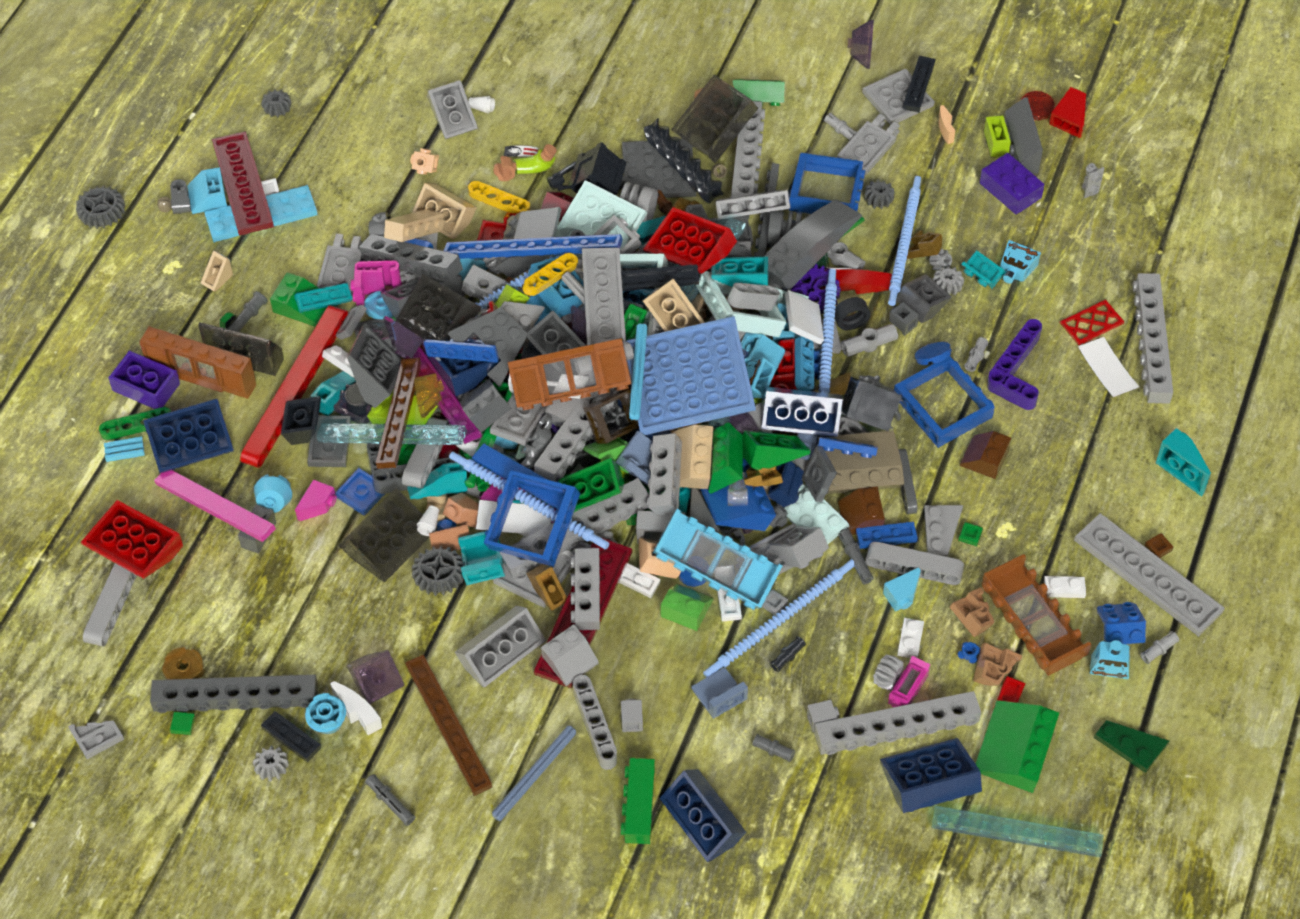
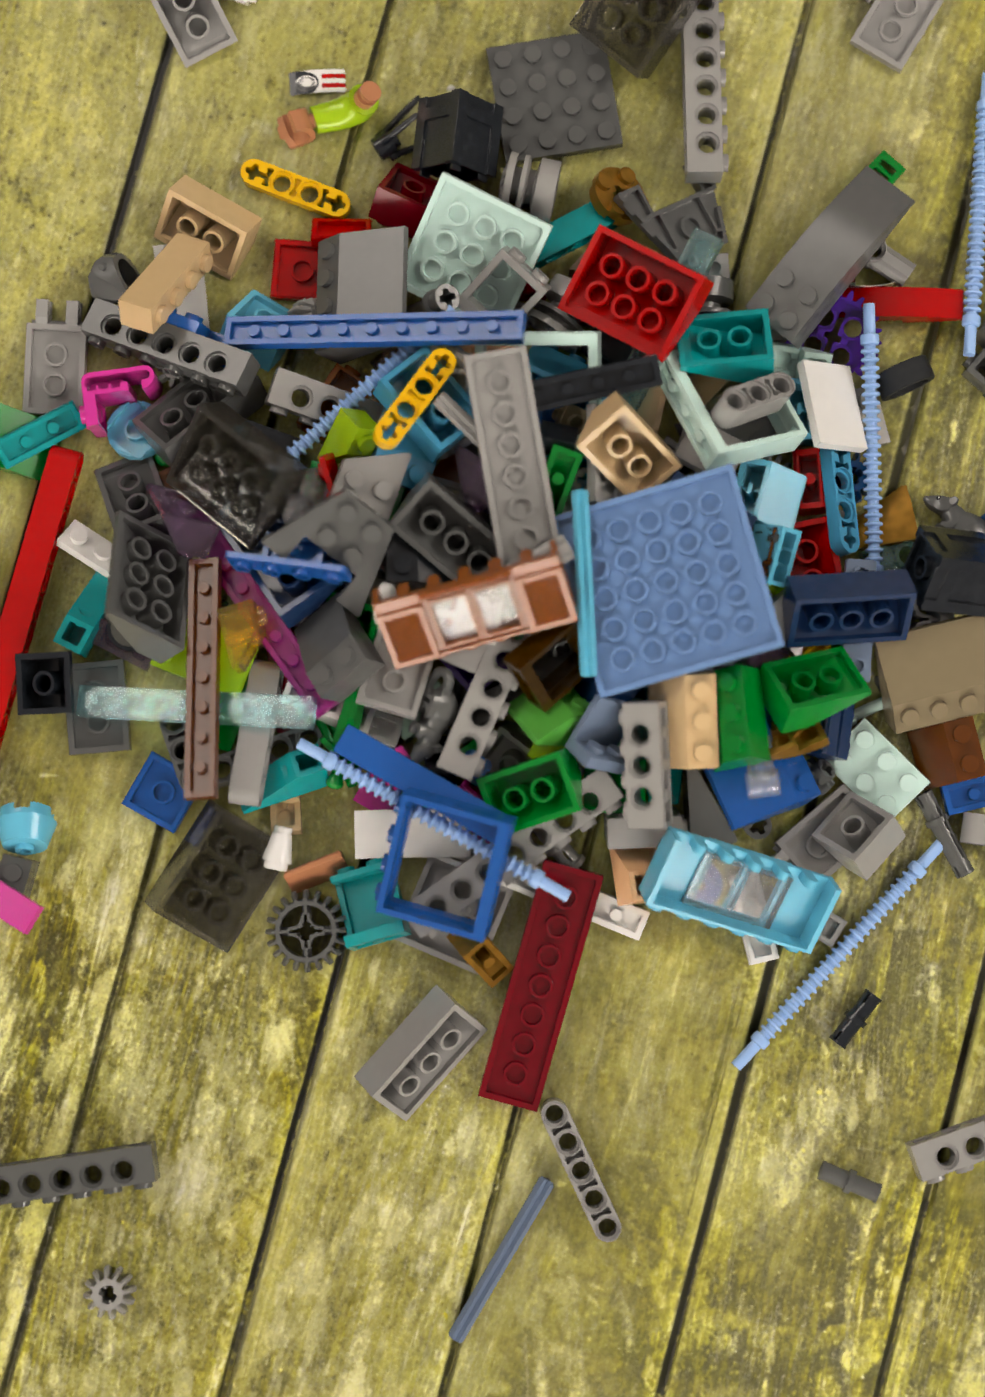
camera: 10 degrees left, 30 degrees up
(291, 736) = (131, 1241): black plate -> none
(316, 501) = (95, 823): dark pink slope -> none
(325, 713) = (177, 1209): medium azure cone -> none
(351, 322) = (92, 472): light grey tile -> none
(357, 708) = (220, 1183): white slope -> none
(375, 675) = (238, 1128): slope -> none
(384, 793) = (296, 1329): dark grey pin -> none
(424, 161) = (160, 129): light nougat brick -> none
(445, 524) = (306, 847): blue plate -> none
(448, 725) = (362, 1195): reddish brown plate -> none
(462, 510) = (328, 821): nougat slope -> none
(569, 655) = (530, 1073): light grey slope -> none
(590, 618) = (556, 1008): light grey brick -> none
(631, 715) = (634, 1151): light grey brick -> none
(639, 801) = (662, 1294): green brick -> none
(664, 204) = (574, 177): reddish brown pin -> none
(680, 160) = (591, 86): black piece -> none
(685, 606) = (694, 950): bright green slope -> none
(702, 814) = (757, 1306): dark blue slope -> none
(720, 692) = (760, 1097): sand blue bracket -> none
(722, 169) = (660, 97): dark tan hinge -> none
(753, 204) = (728, 185): light grey brick -> none
(762, 242) = (745, 186): dark grey plate -> none
(779, 226) = (778, 218): dark grey wheel -> none
(819, 474) = (884, 714): dark grey plate -> none
(821, 712) = (917, 1121): light grey brick -> none
(826, 165) = (847, 66): blue window -> none
(848, 447) = (926, 661): blue plate -> none
(869, 340) = (949, 413): light grey piece -> none
(879, 194) = (933, 110): dark grey gear -> none

